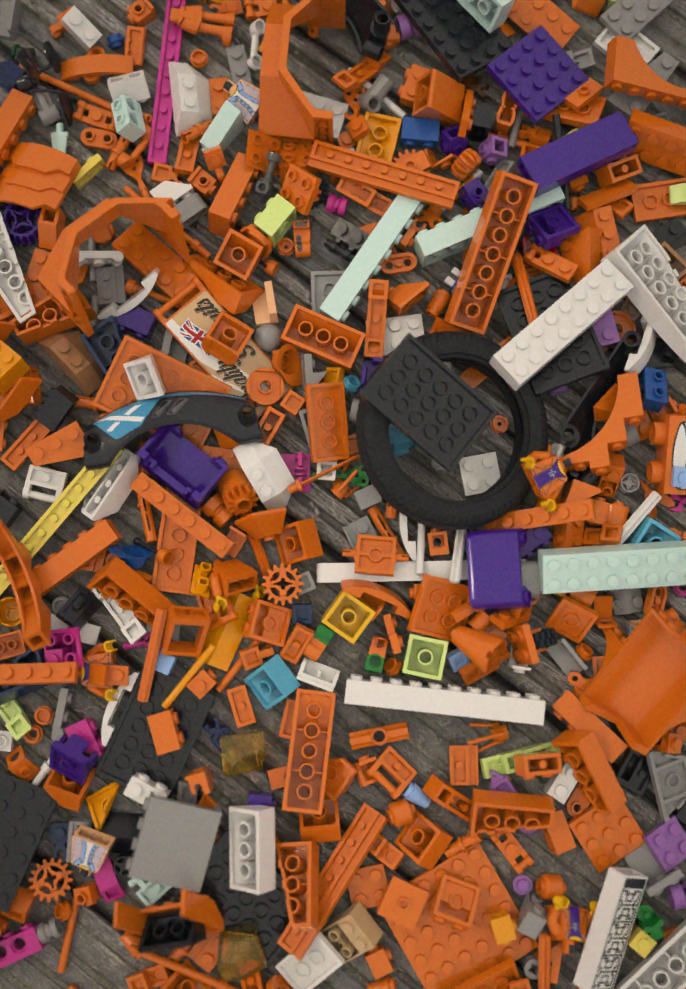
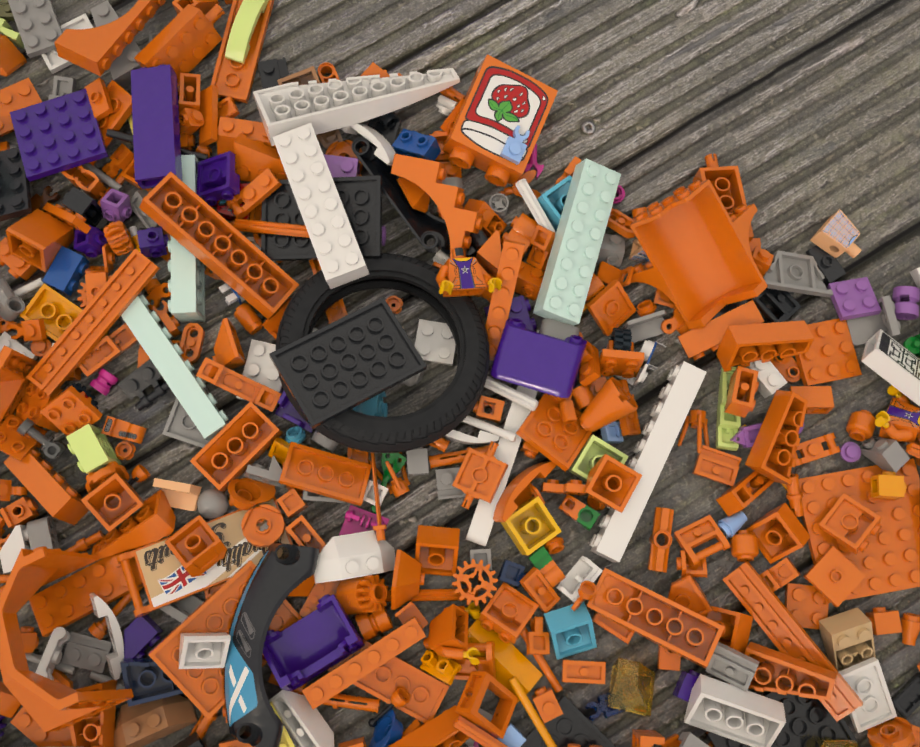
camera: 75 degrees left, 5 degrees down
(290, 833) = (732, 666): none -> light grey plate
(308, 683) = (586, 592): none -> orange piece
(339, 643) = (554, 545): none -> orange plate
(410, 672) = (611, 483): none -> orange slope
(544, 666) = (648, 348): none -> piece
(596, 181) = (190, 120): none -> orange plate

